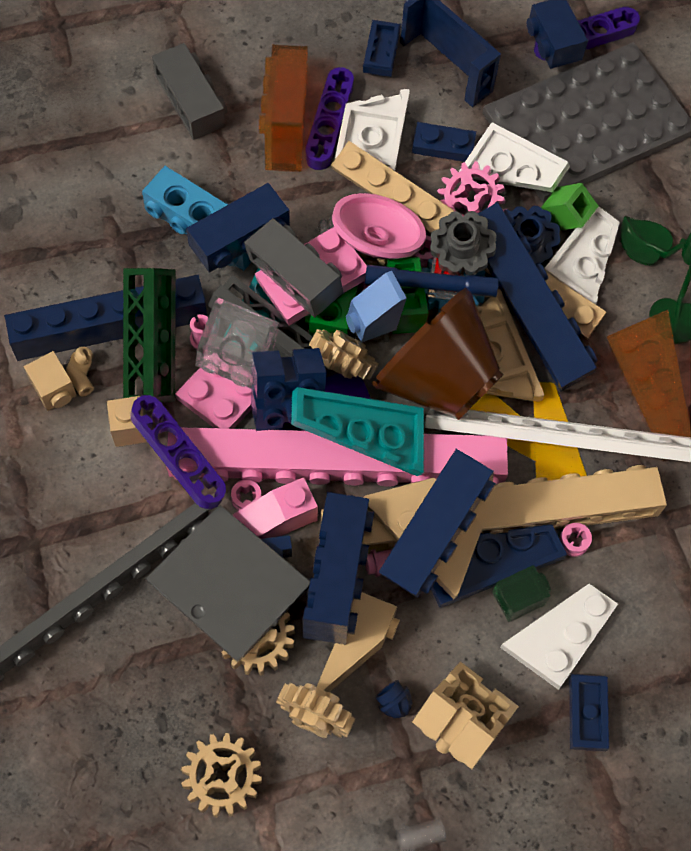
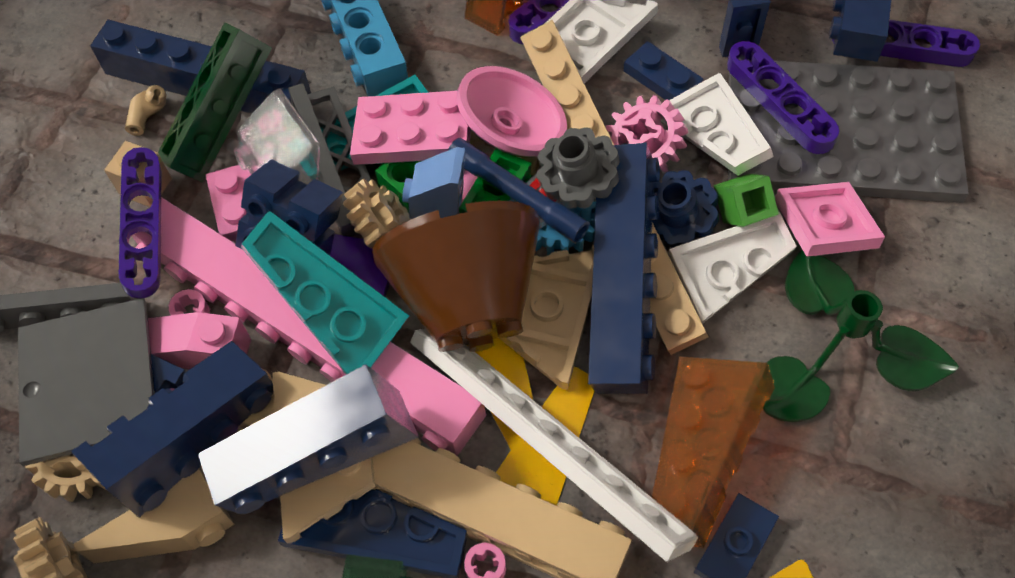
camera: 40 degrees right, 5 degrees down
(50, 381) = (106, 101): tan brick -> none
(223, 233) = (371, 44): dark blue brick -> none
(294, 267) = (387, 104): dark grey brick -> none
(544, 114) = (787, 93): none -> dark purple beam
(628, 191) = (828, 219): none -> bright pink plate

